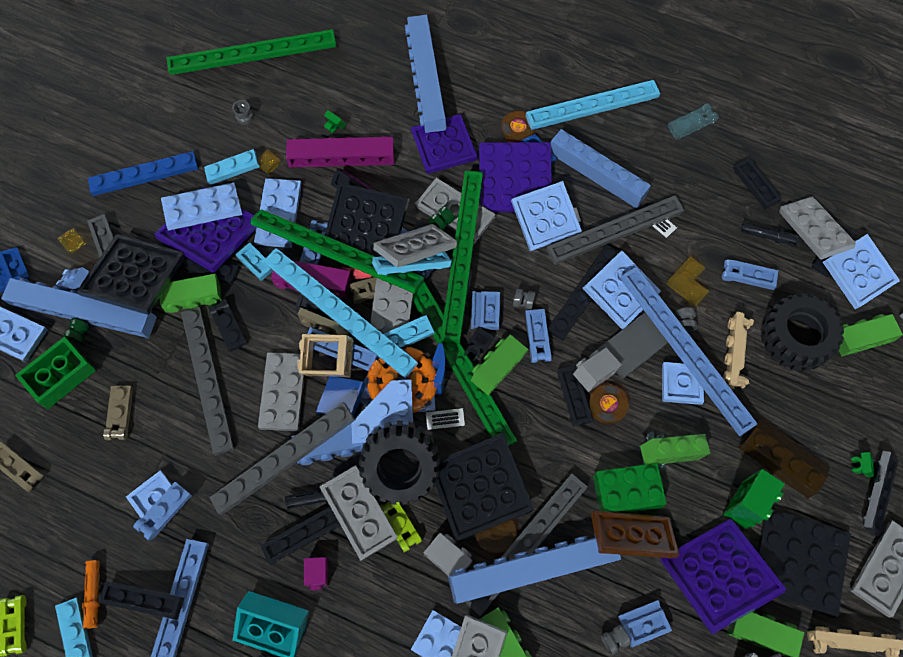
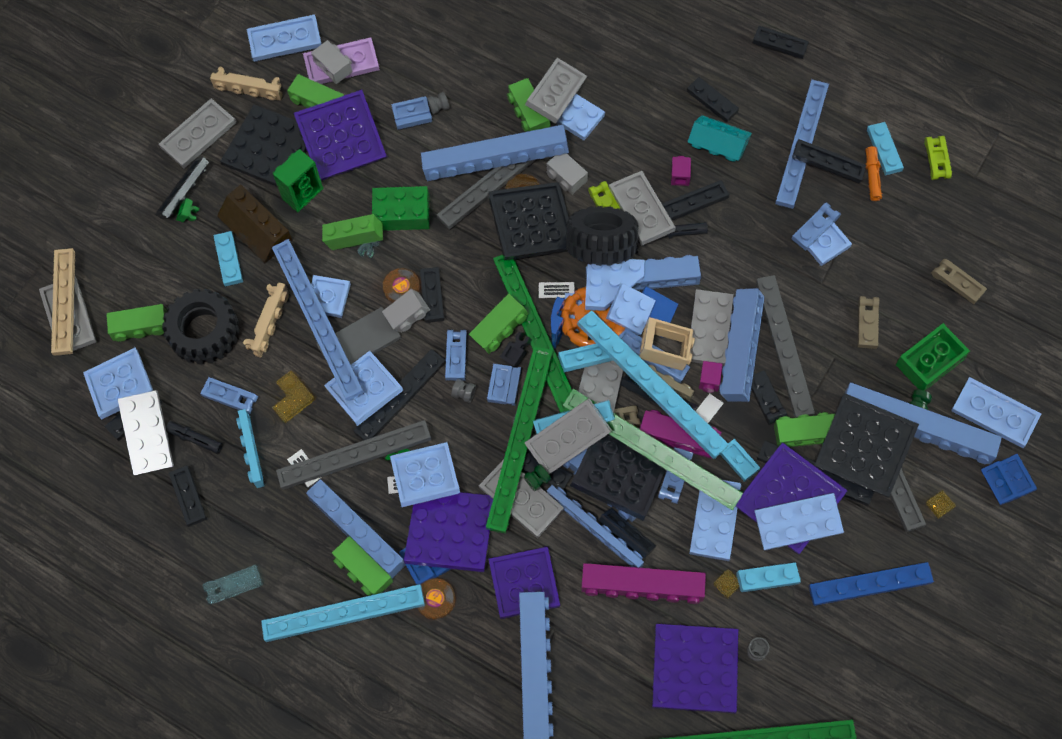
camera: 170 degrees left, 0 degrees up
(72, 278) = (929, 450): medium blue plate -> none
(248, 370) = (742, 345): none -> medium blue brick
(281, 336) = (710, 376): none -> magenta brick
(282, 458) = (707, 257): dark grey plate -> none
(286, 309) = (709, 407): none -> white sticker
(294, 98) = (695, 668): none -> dark purple plate
(333, 122) = (648, 624): green tile -> none
(363, 385) = (630, 309): none -> light blue plate
(415, 208) = (602, 532): none -> medium blue plate
(588, 136) = (361, 567): none -> bright green brick
(634, 534) = (405, 168): reddish brown tile -> none
(686, 318) = (307, 354): dark grey wheel -> none
(712, 226) = (248, 441): none -> medium azure plate
(800, 417) = (228, 258): none -> medium azure plate

